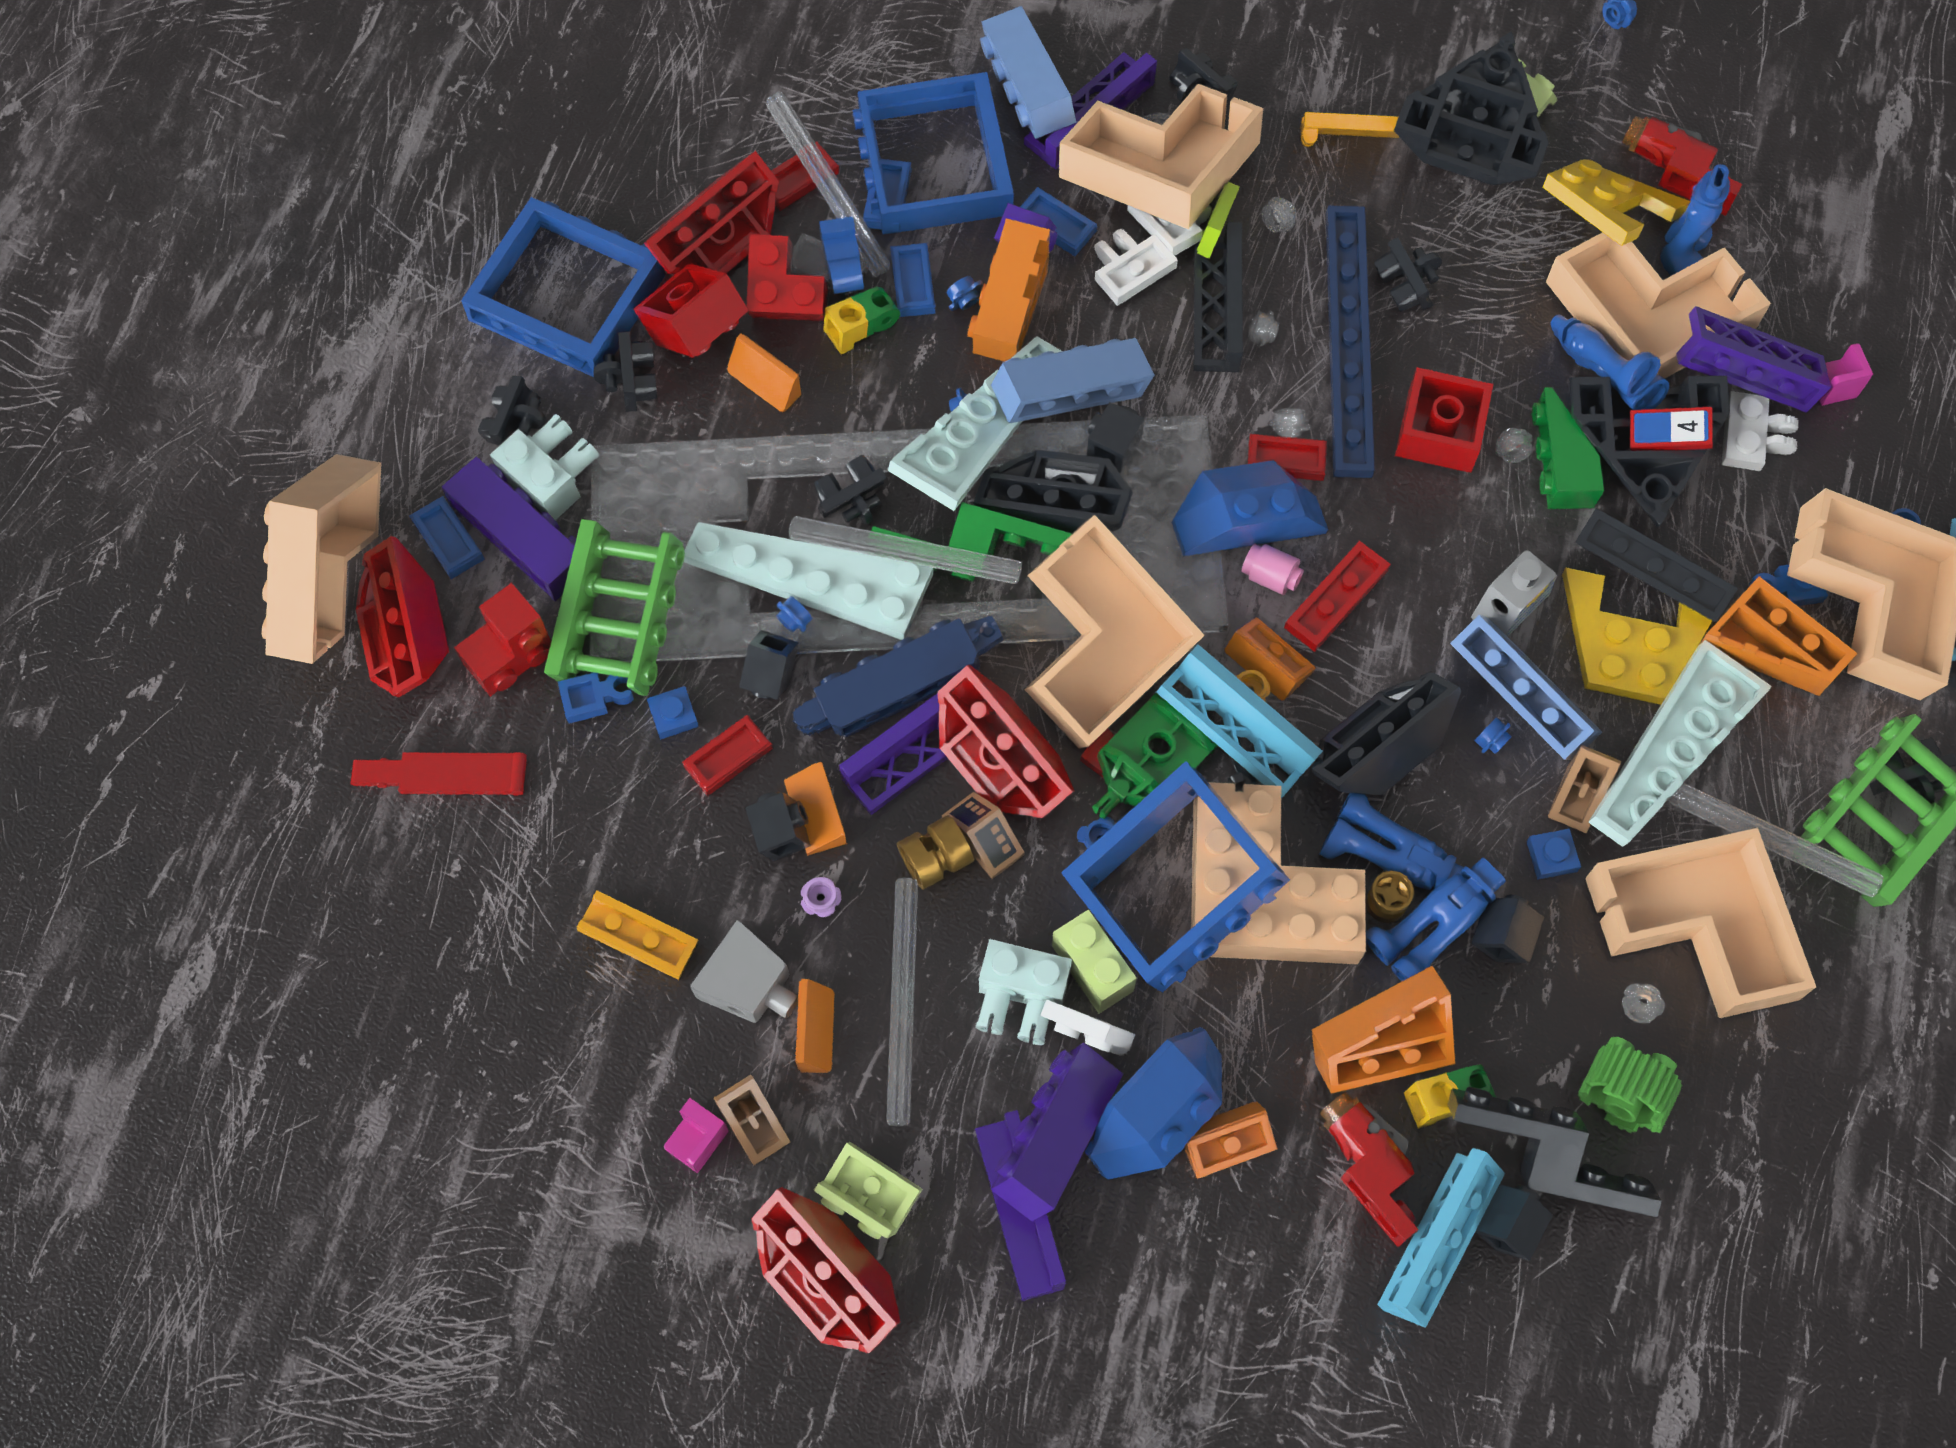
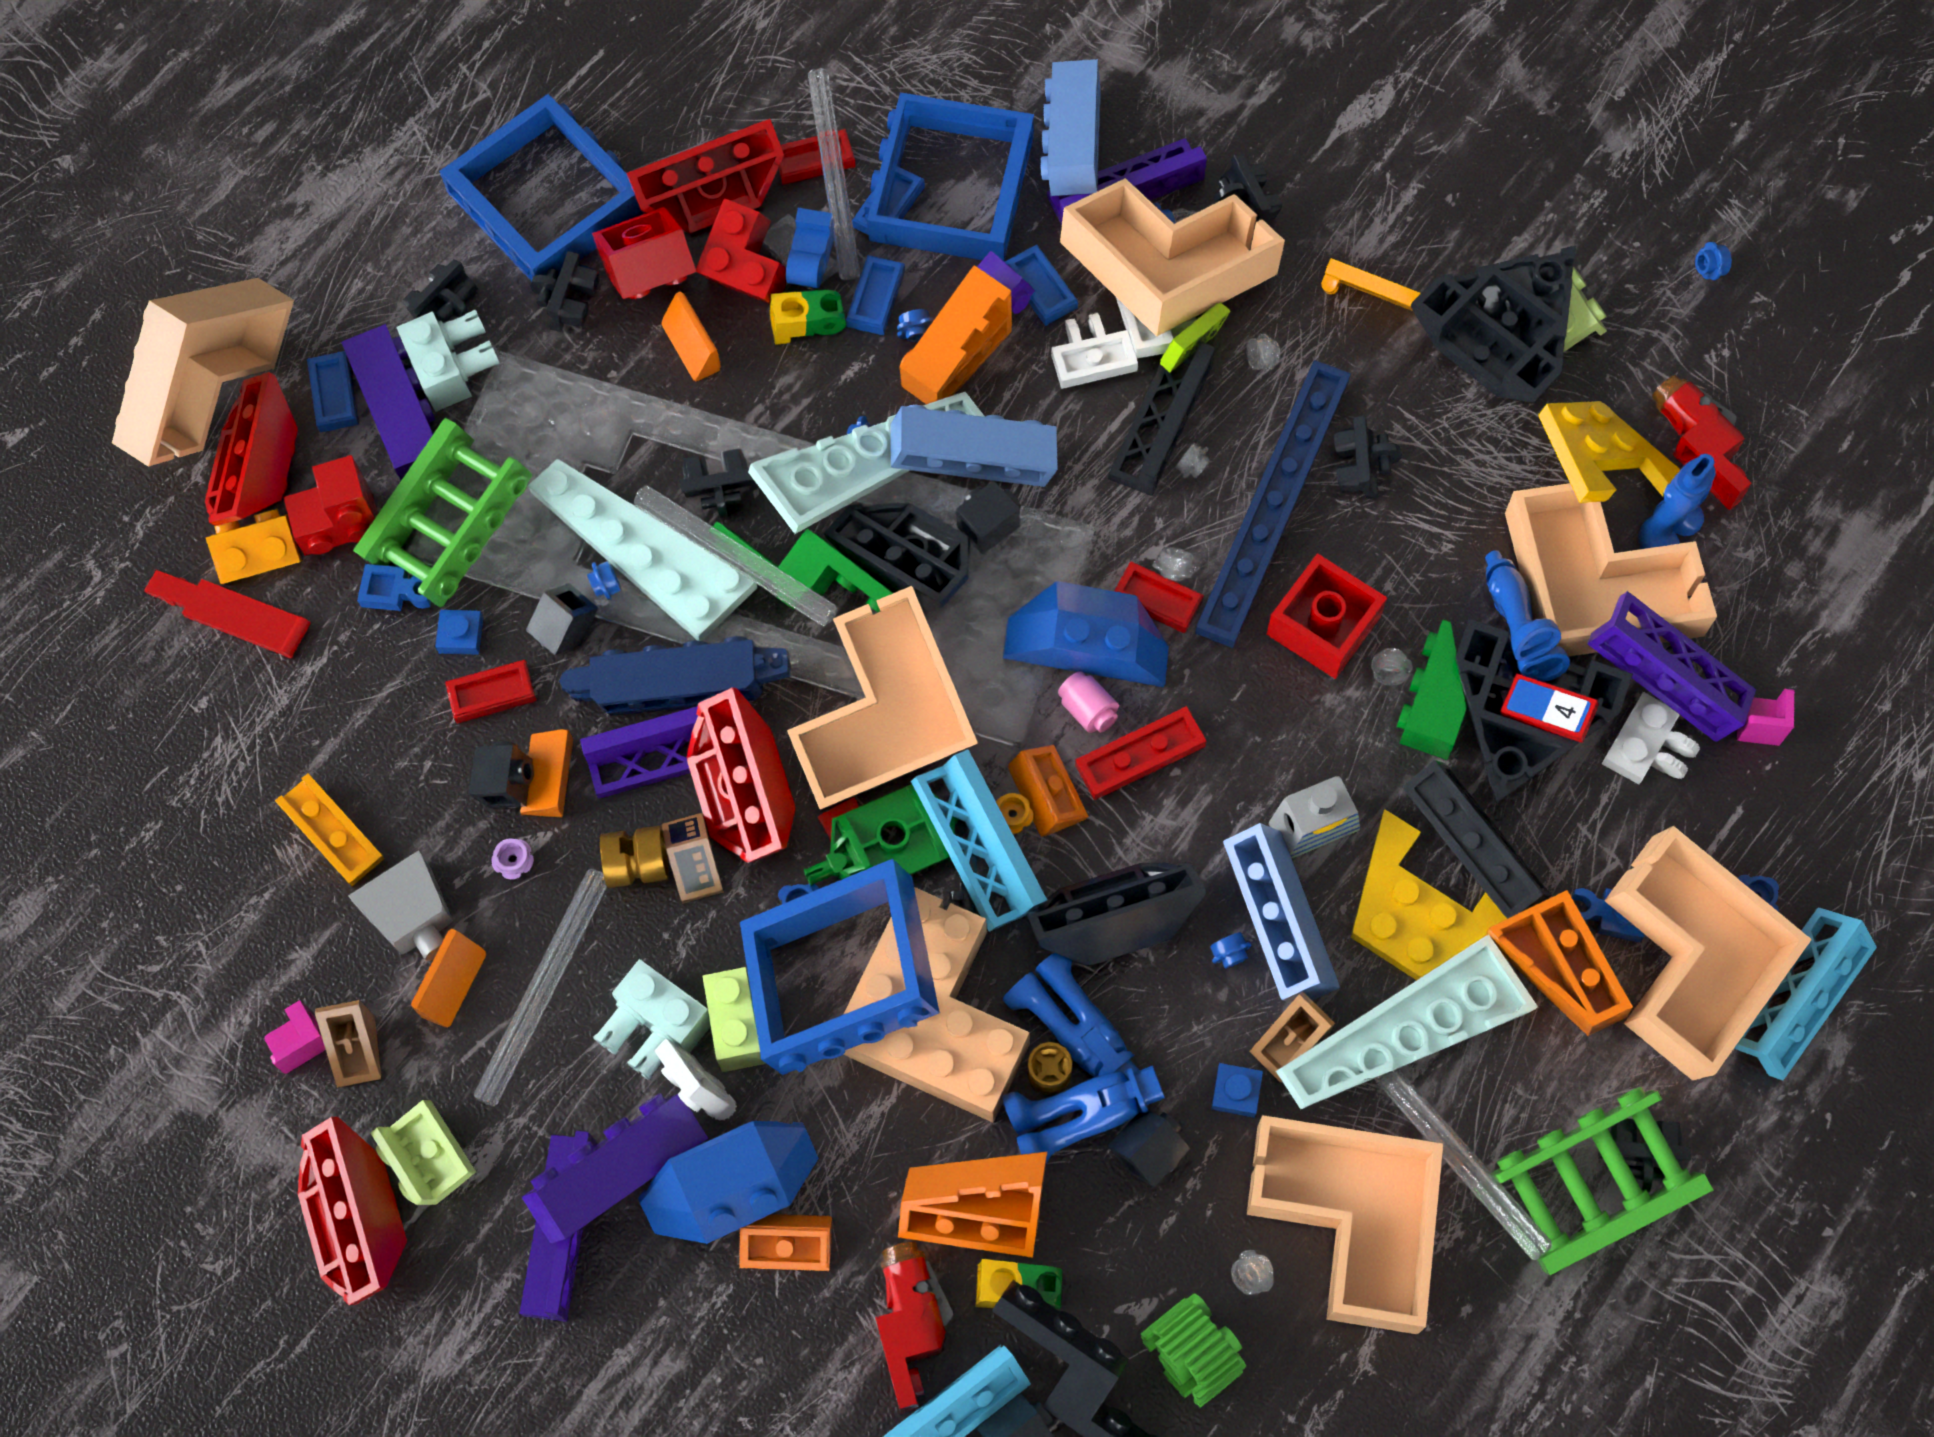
camera: 25 degrees right, 0 degrees up
(441, 704) = (253, 547): none -> light orange bracket

